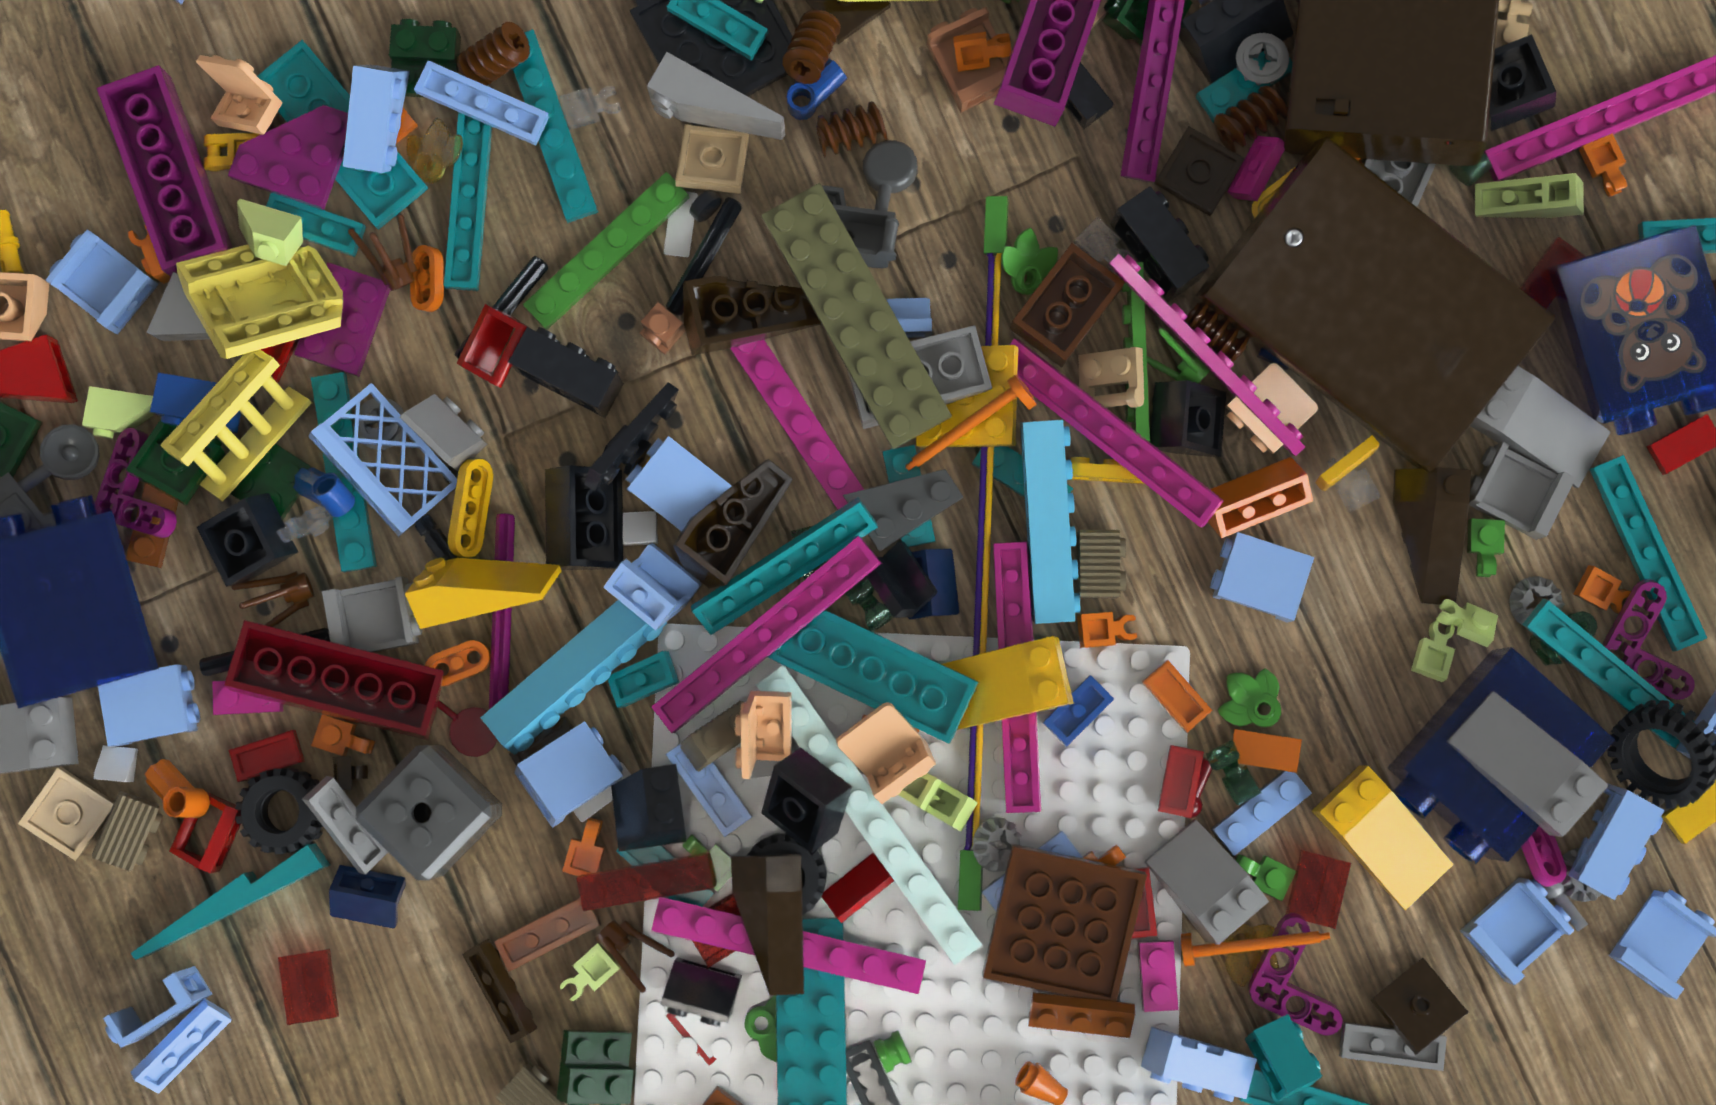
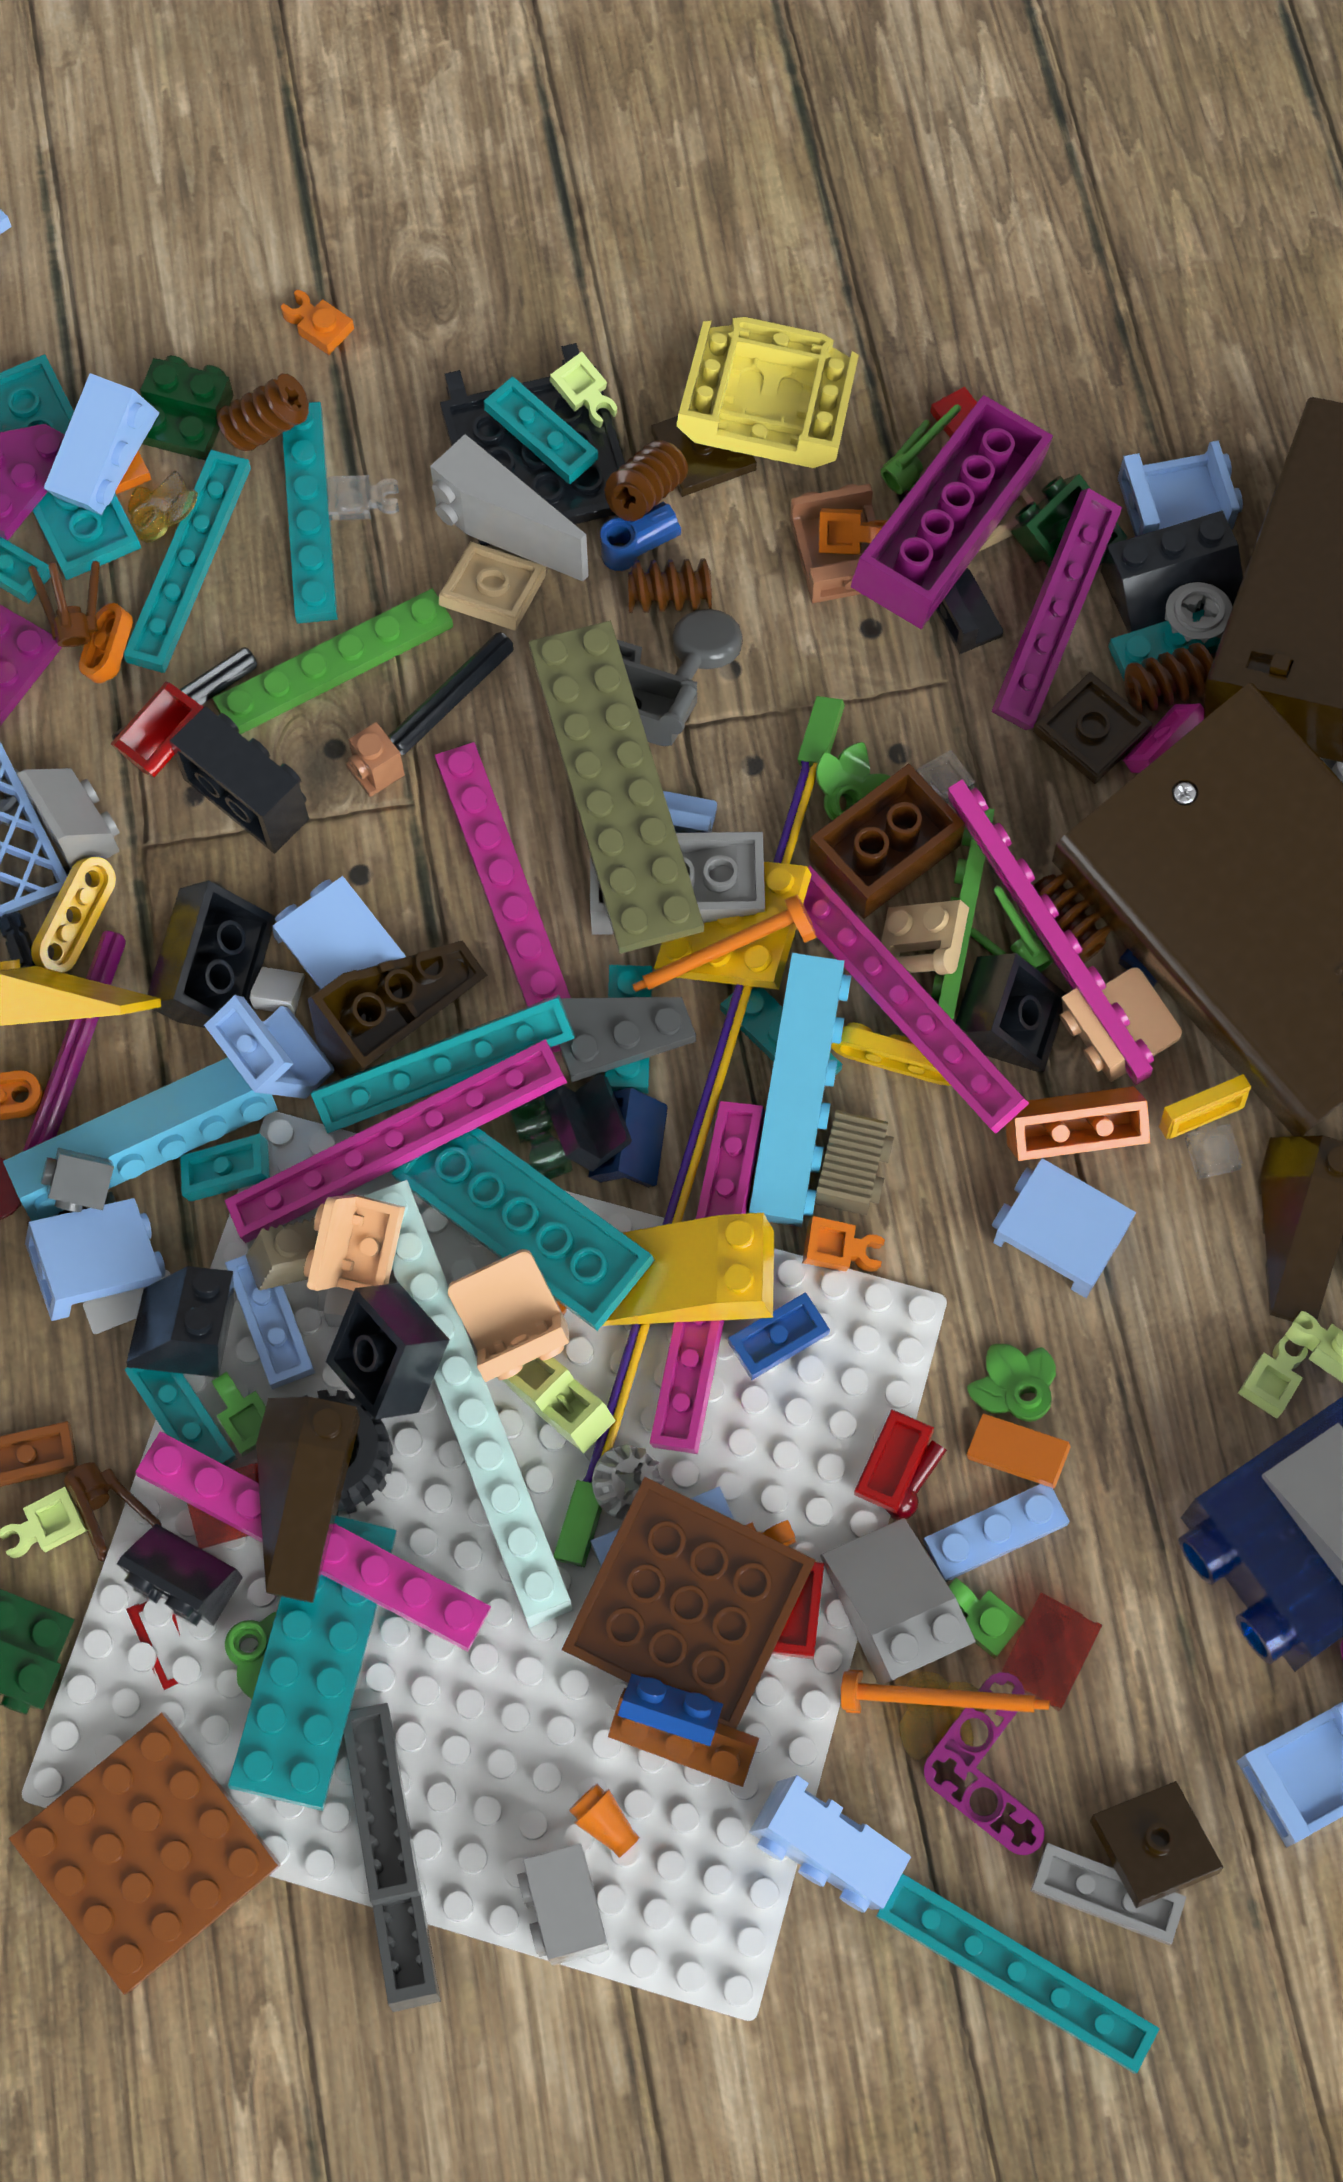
camera: 15 degrees right, 15 degrees down
(481, 103) = (233, 461): light blue plate -> none
(543, 724) = (77, 1180): none -> brick
(585, 855) = (84, 1372): orange plate -> none
(631, 442) = (292, 872): black plate -> none
(646, 881) = (146, 1413): clear red plate -> none
(680, 230) = (432, 659): white sticker -> none
(705, 205) = (468, 635): black tile -> none
(734, 312) = (470, 758): dark brown wedge -> none
(857, 887) = (426, 1494): red tile -> none
(892, 1051) = (413, 1723): bright green wheel -> none
(1071, 1004) = (670, 1709): none -> blue plate
(1158, 976) = (802, 1713): dark pink plate -> none
(1160, 243) = (1020, 788): black brick -> none
(1177, 696) = (915, 1351): orange tile -> none
(1238, 779) = (973, 1480): clear green leg -> none
(1283, 1057) = (949, 1864): teal brick -> none
(1383, 836) = (1155, 1602): yellow slope -> none

